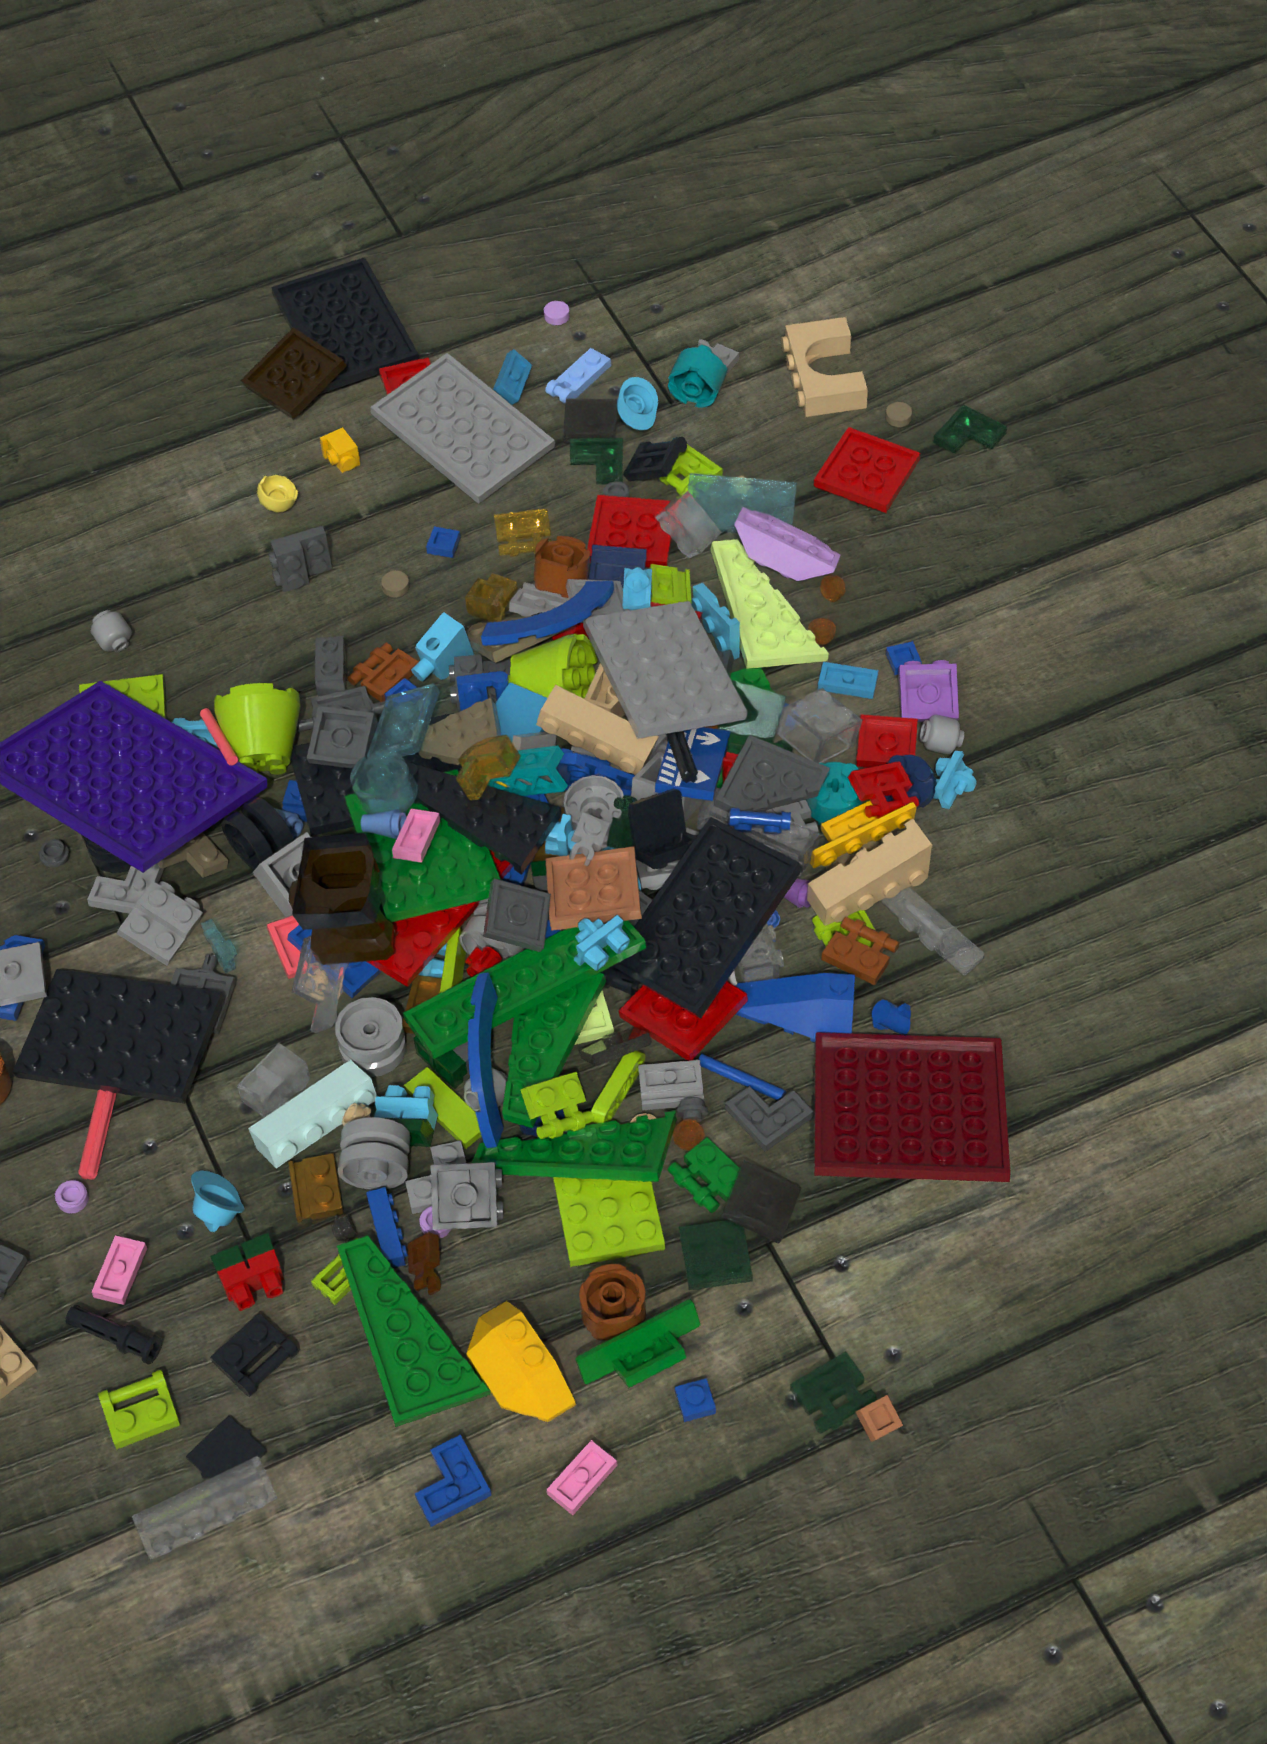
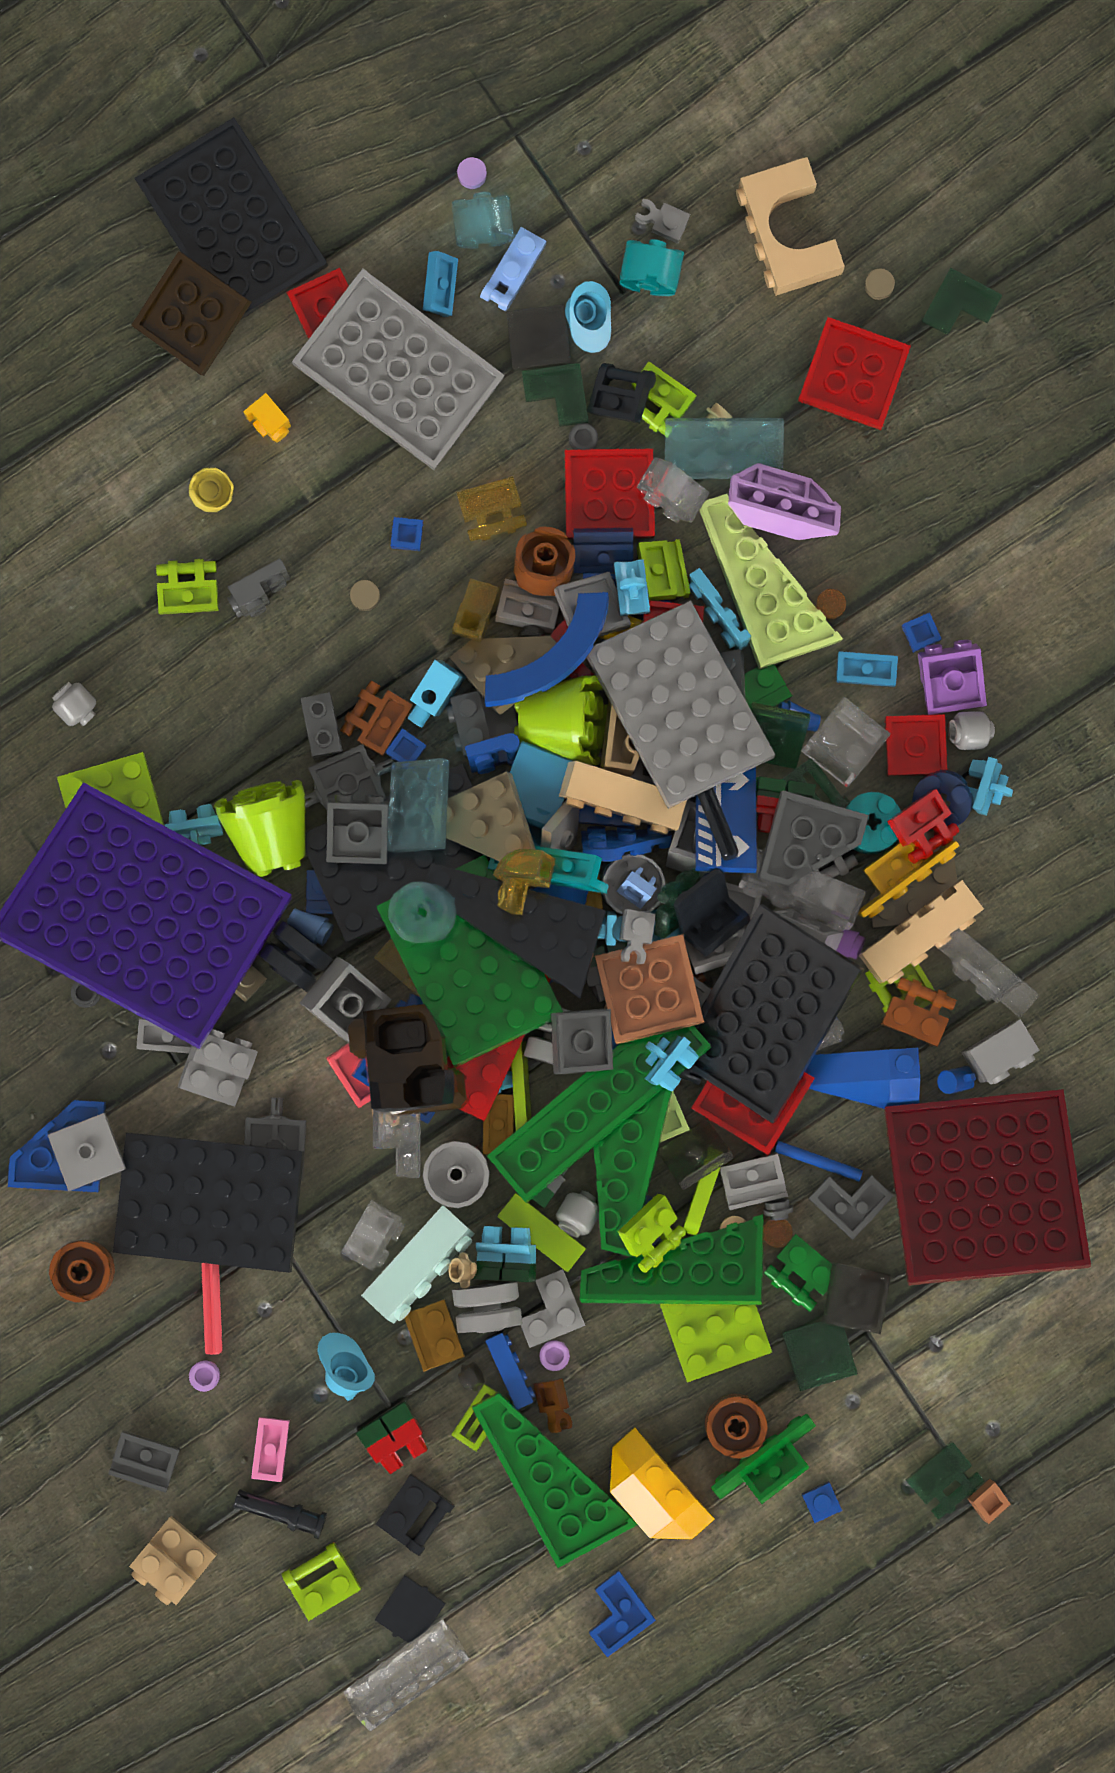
camera: 15 degrees left, 30 degrees up
(218, 736) = (228, 846): coral bar -> none
(222, 949) = (287, 1088): clear light blue plate -> none
(237, 561) = (187, 596): none -> lime plate
(384, 823) = (432, 954): medium blue cone -> none
(416, 835) = (466, 966): bright pink plate -> none
(465, 1196) = (582, 1338): plate -> none
(479, 1058) = (573, 1200): blue tile -> none
(482, 960) = (546, 1076): red gear -> none
(557, 334) = (482, 221): none -> clear light blue brick
(581, 1477) = (733, 1593): bright pink plate -> none
(596, 802) = (637, 889): none -> light blue tile
(771, 823) = (808, 901): blue plate -> none
(832, 587) = (836, 547): clear orange plate -> none
(939, 990) = (1000, 1051): none -> light grey brick

